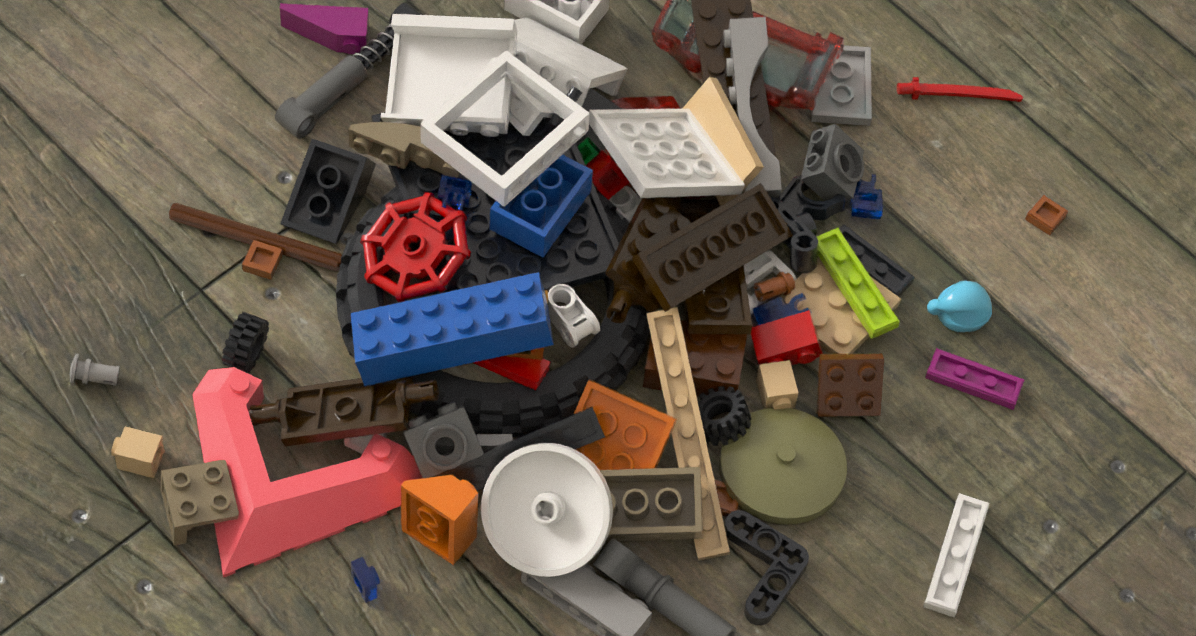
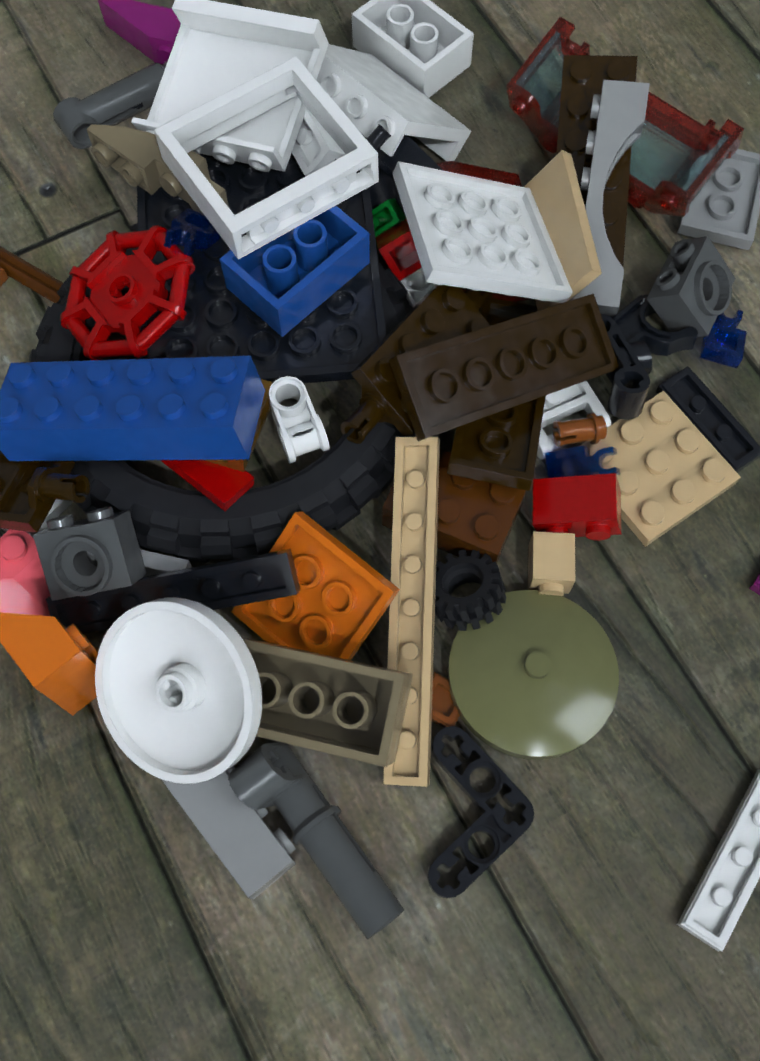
camera: 20 degrees right, 10 degrees up
(327, 191) = (79, 210): black slope -> none
(850, 384) = (648, 583): reddish brown plate -> none
(856, 284) = (687, 448): lime tile -> none

